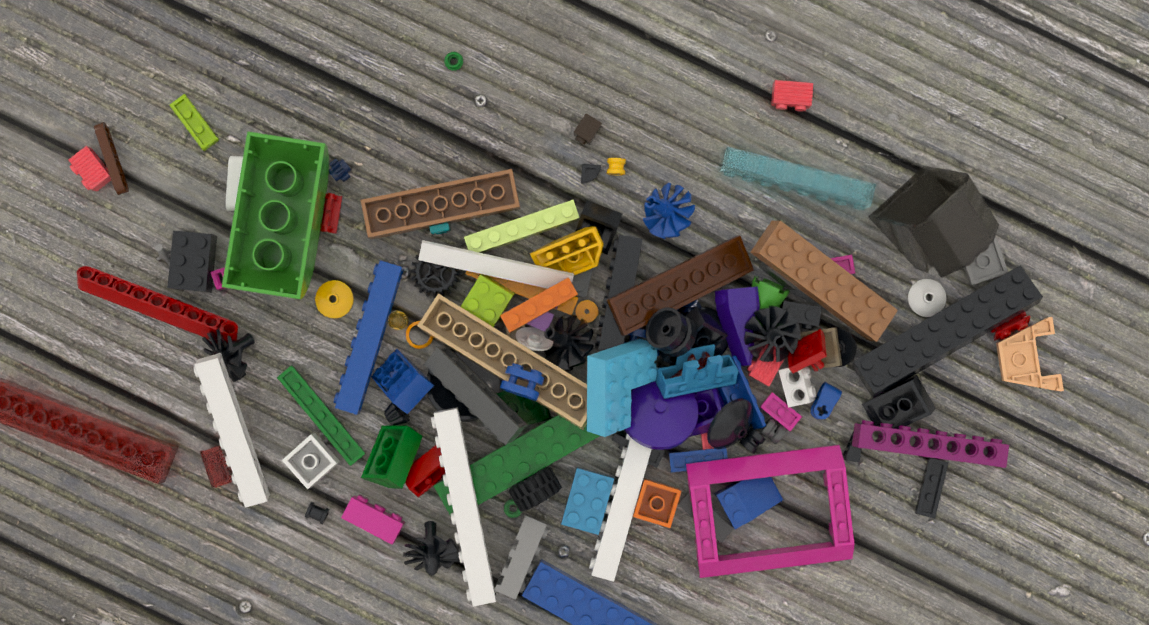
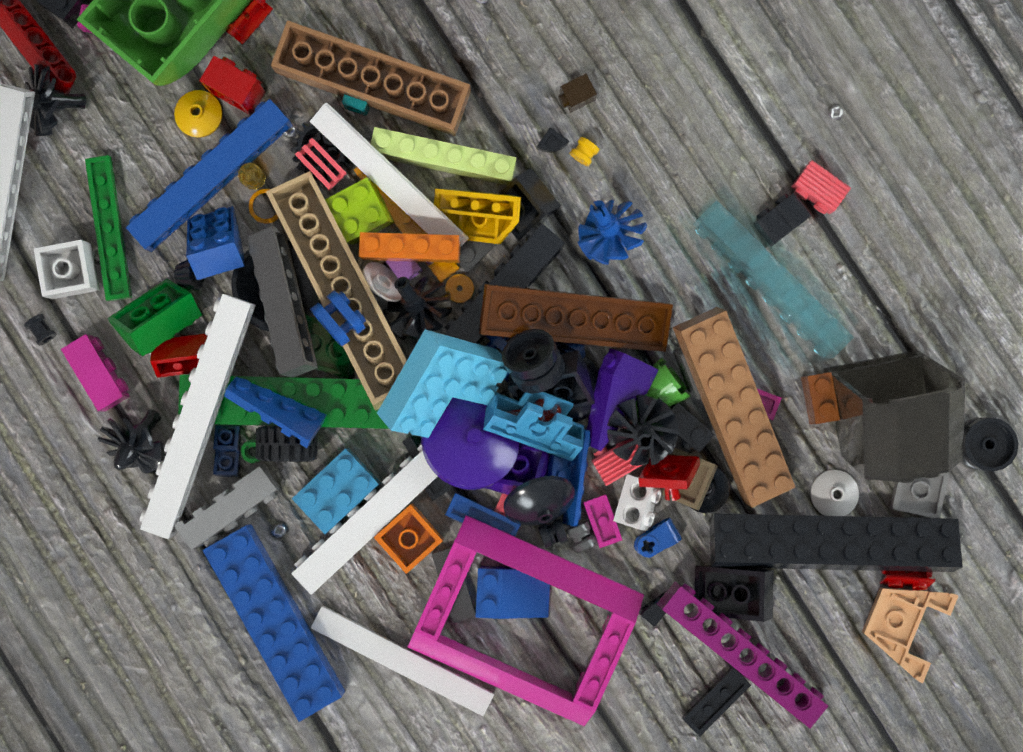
camera: 25 degrees right, 0 degrees up
(349, 266) = (233, 85): none -> red brick
(458, 288) = (306, 149): none -> coral tile
(495, 518) = (227, 451): none -> dark blue slope
(522, 468) = (285, 412): none -> blue wing
(702, 589) = (402, 660): none -> white tile
(779, 131) = (782, 219): none -> black brick
(878, 239) = (820, 398): none -> dark orange brick
(1017, 195) = (989, 444): none -> black wheel

